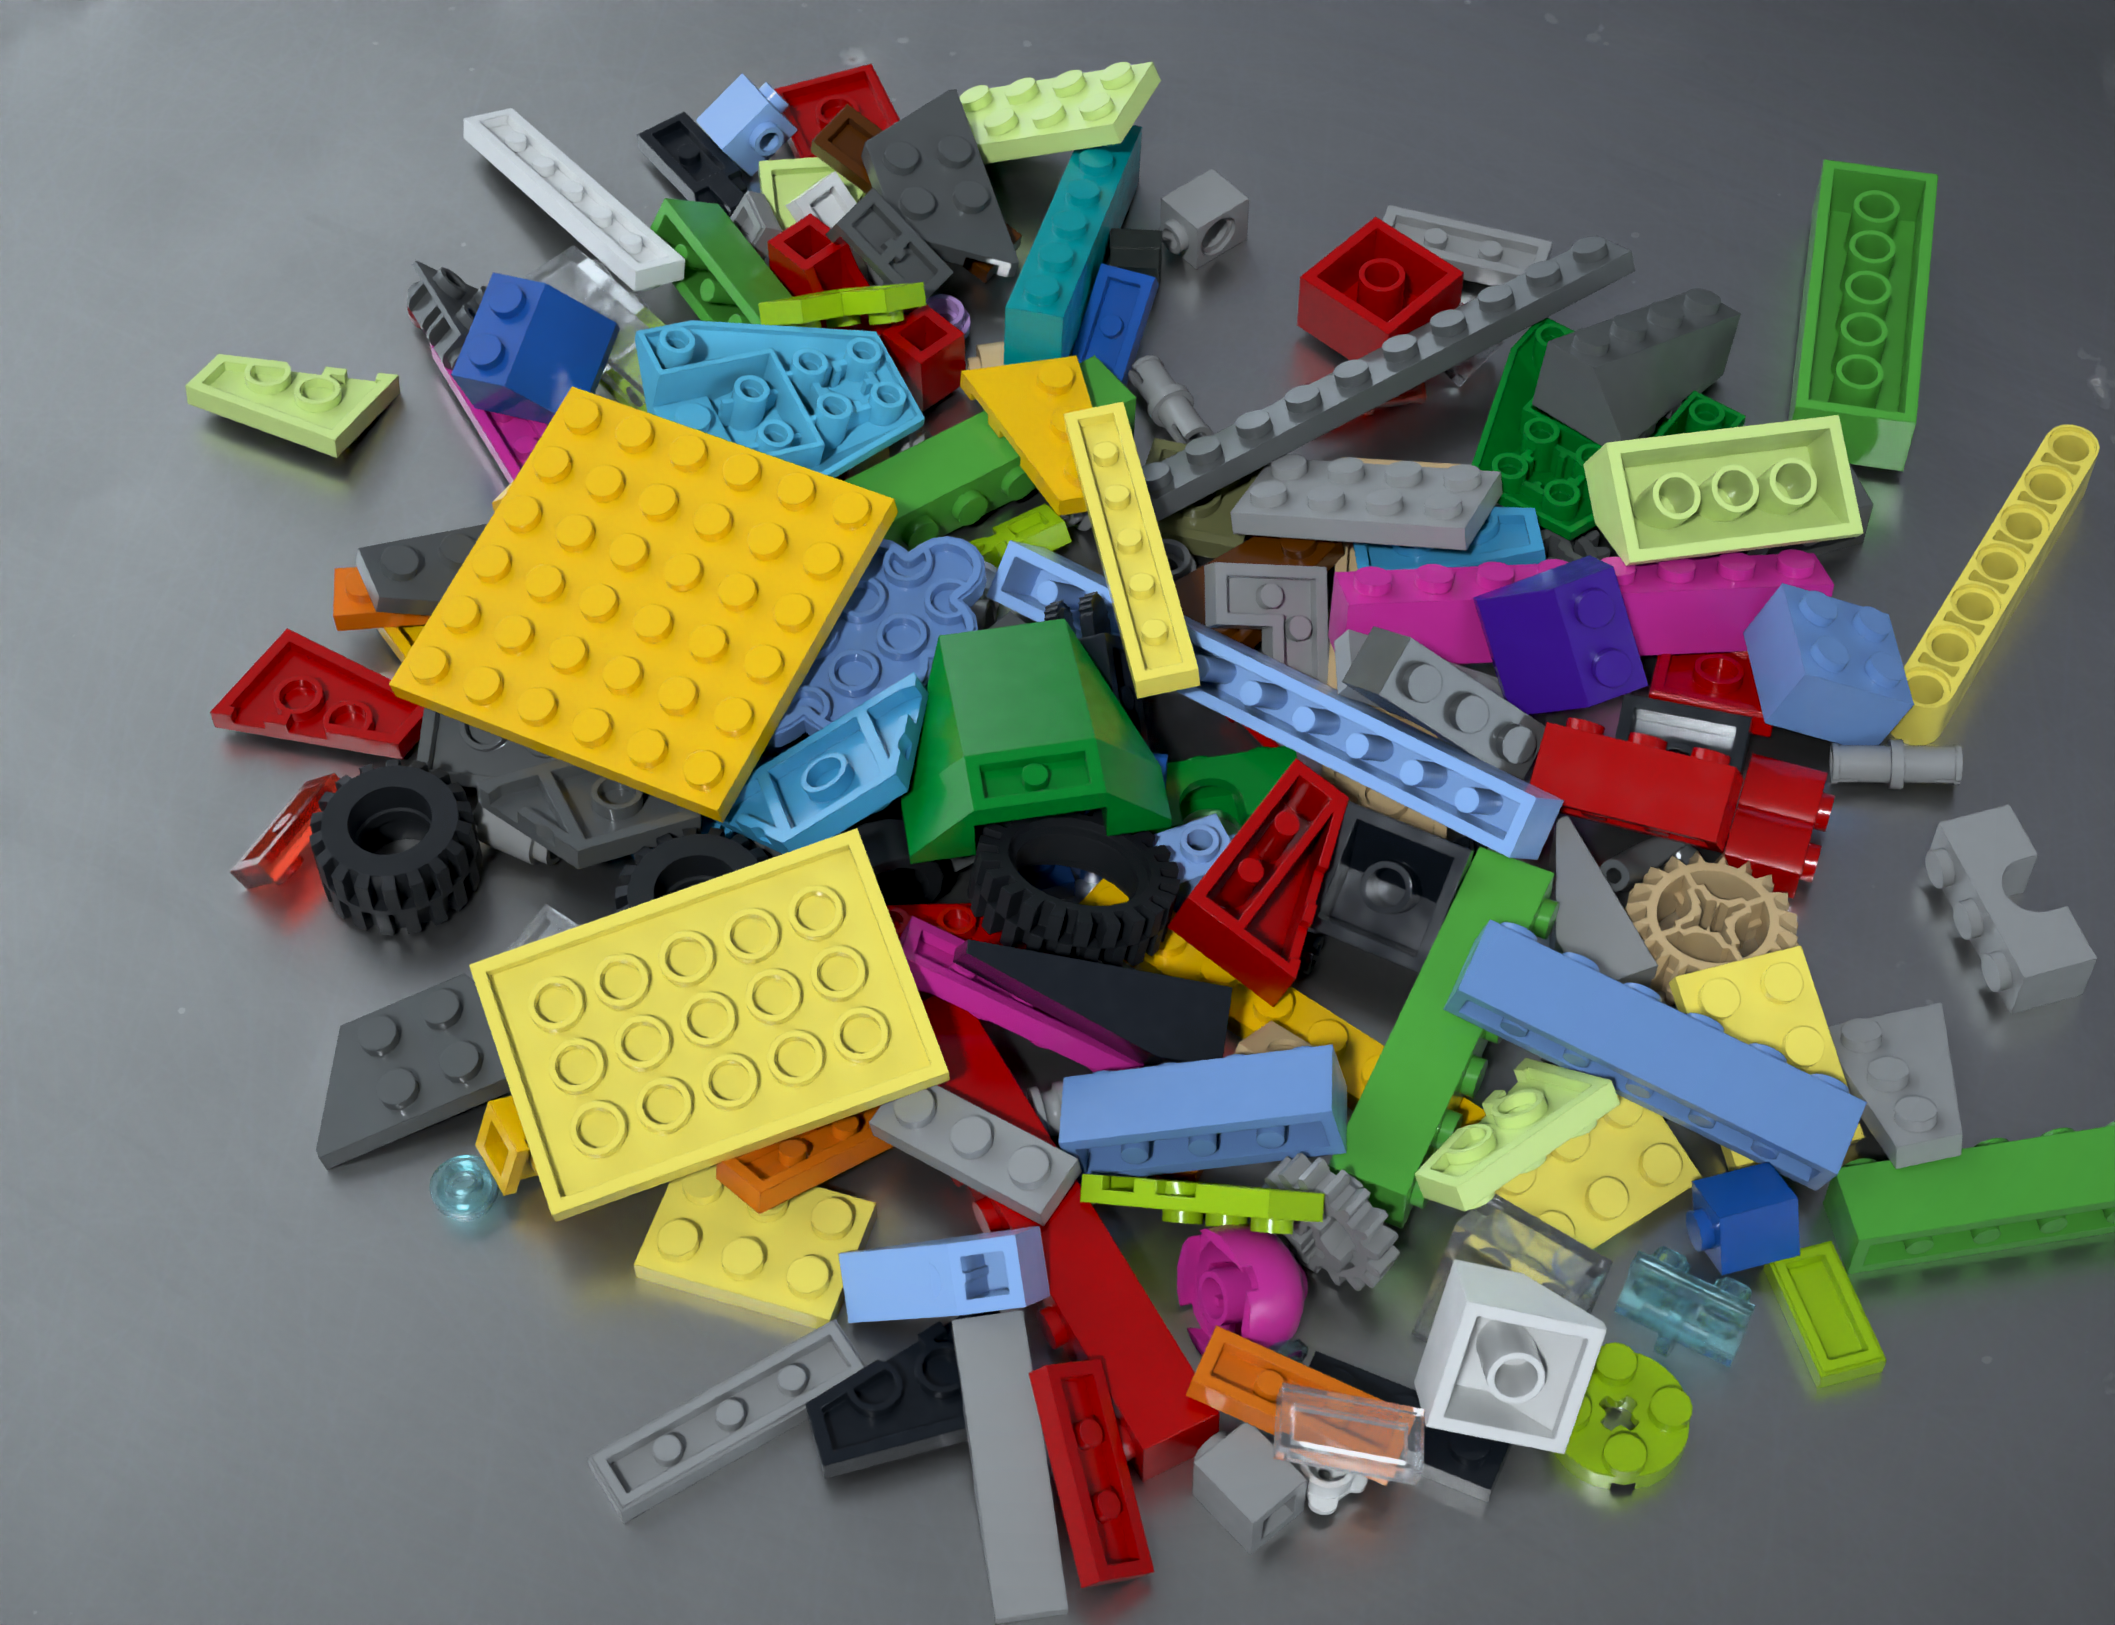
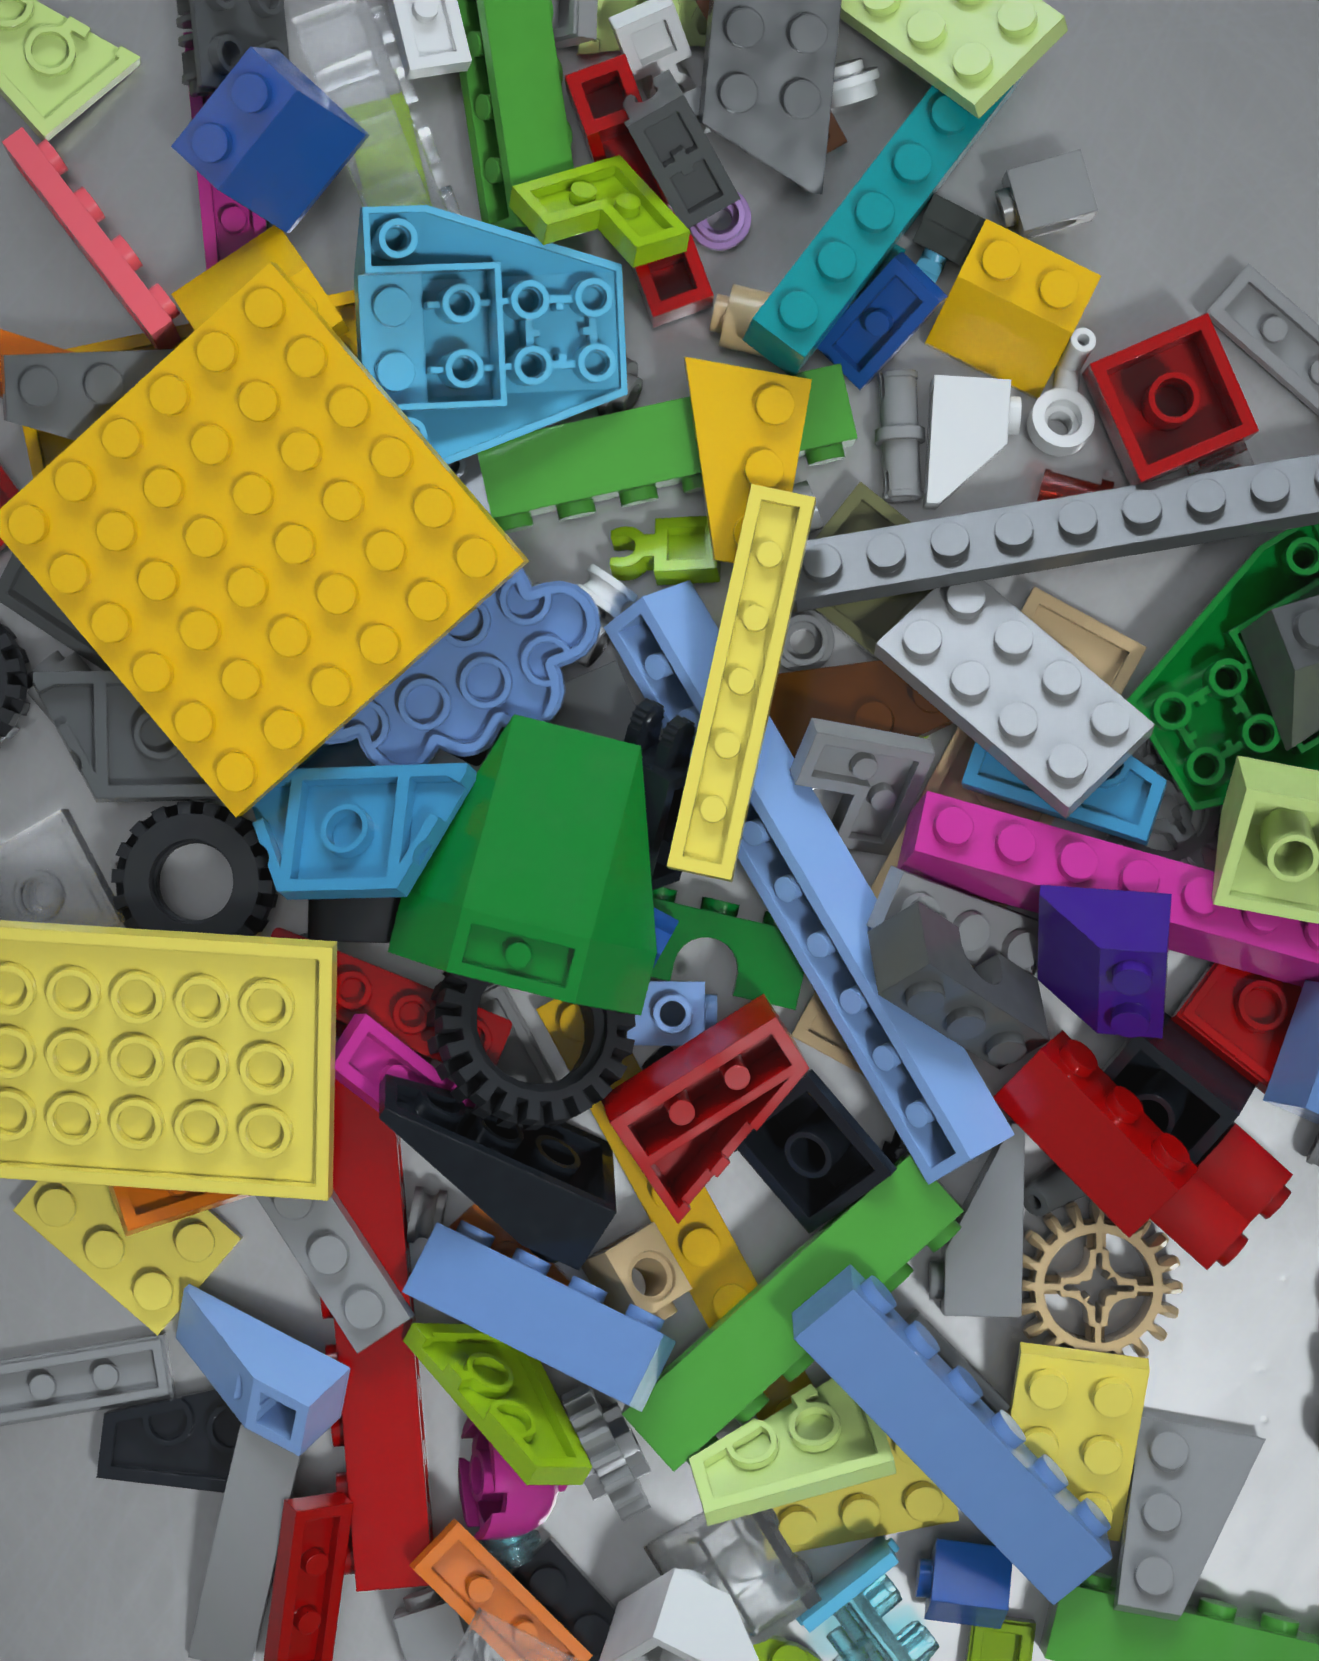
camera: 20 degrees right, 35 degrees up
(396, 484) = (80, 218): none -> coral plate
(1011, 201) = (853, 82): none -> white plate
(1216, 292) = (1012, 309): none -> yellow slope
(1222, 372) = (965, 431): none -> white slope
(1293, 349) = (1065, 402): none -> white plate
(1633, 1242) = (851, 1579): none -> medium azure piece

